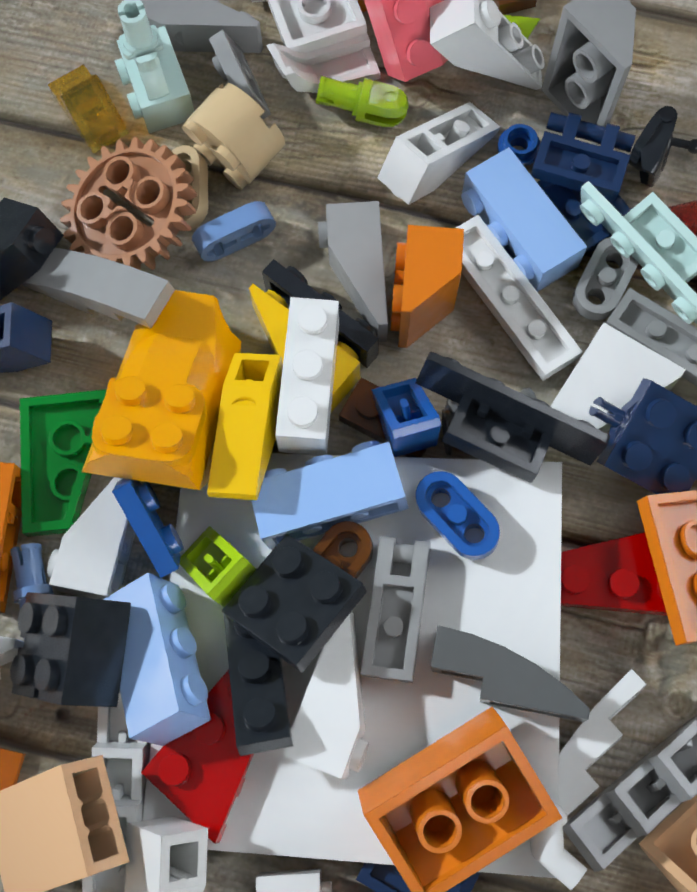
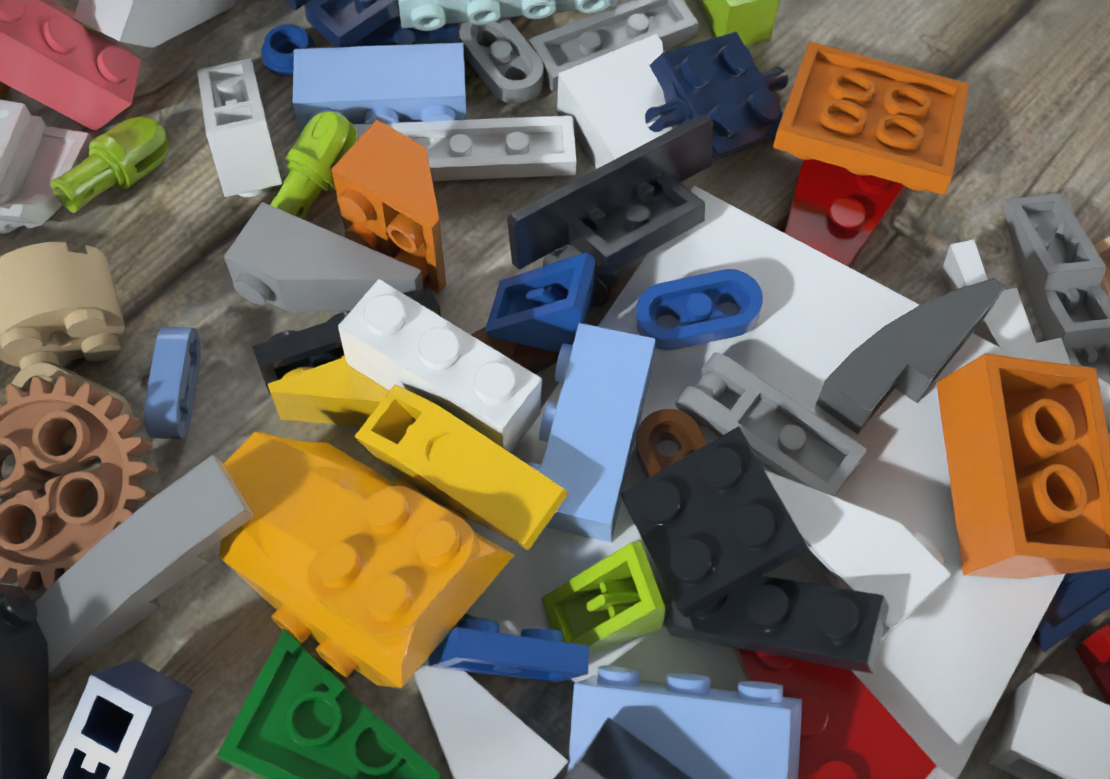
camera: 65 degrees left, 10 degrees down
(443, 209) = (311, 160): none -> lime arm

